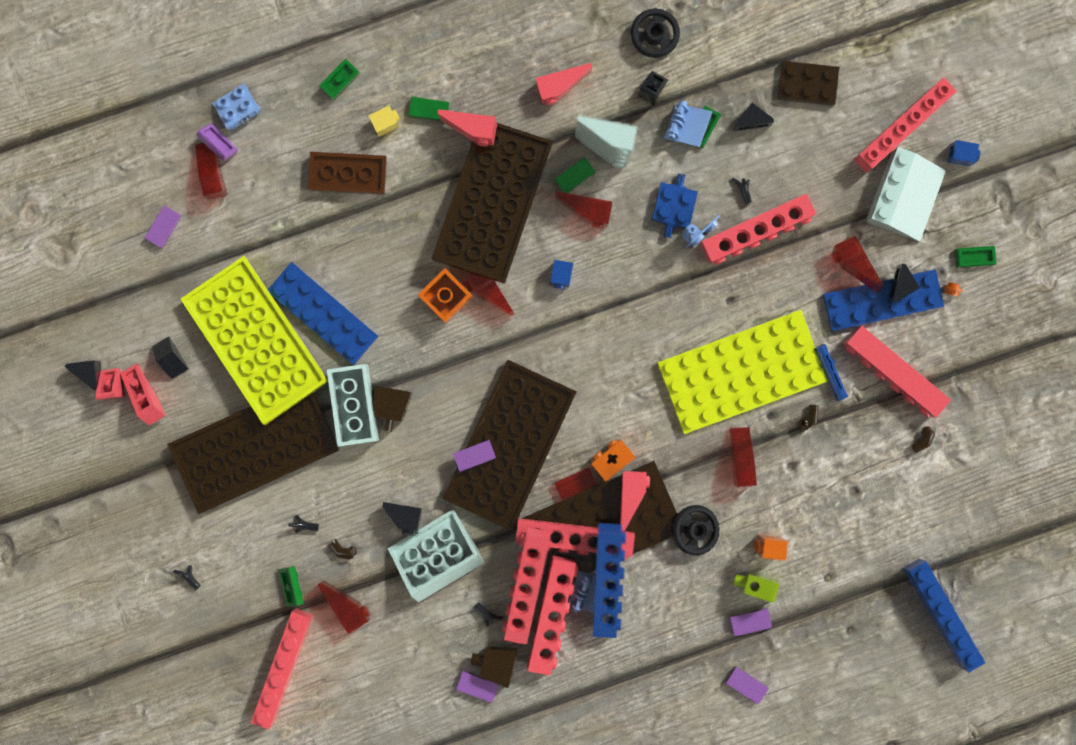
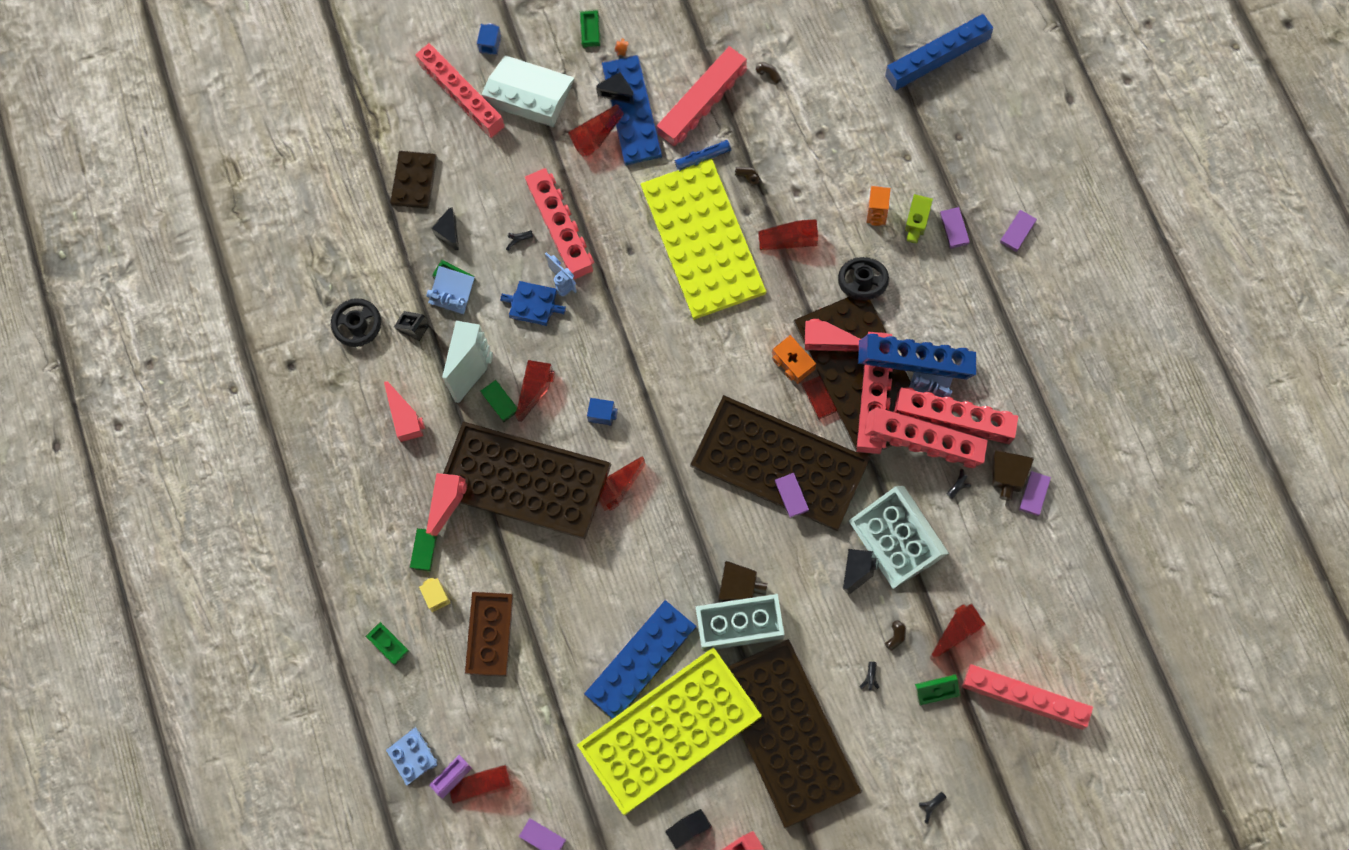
camera: 80 degrees left, 15 degrees down
(445, 295) = (623, 527): orange brick -> none

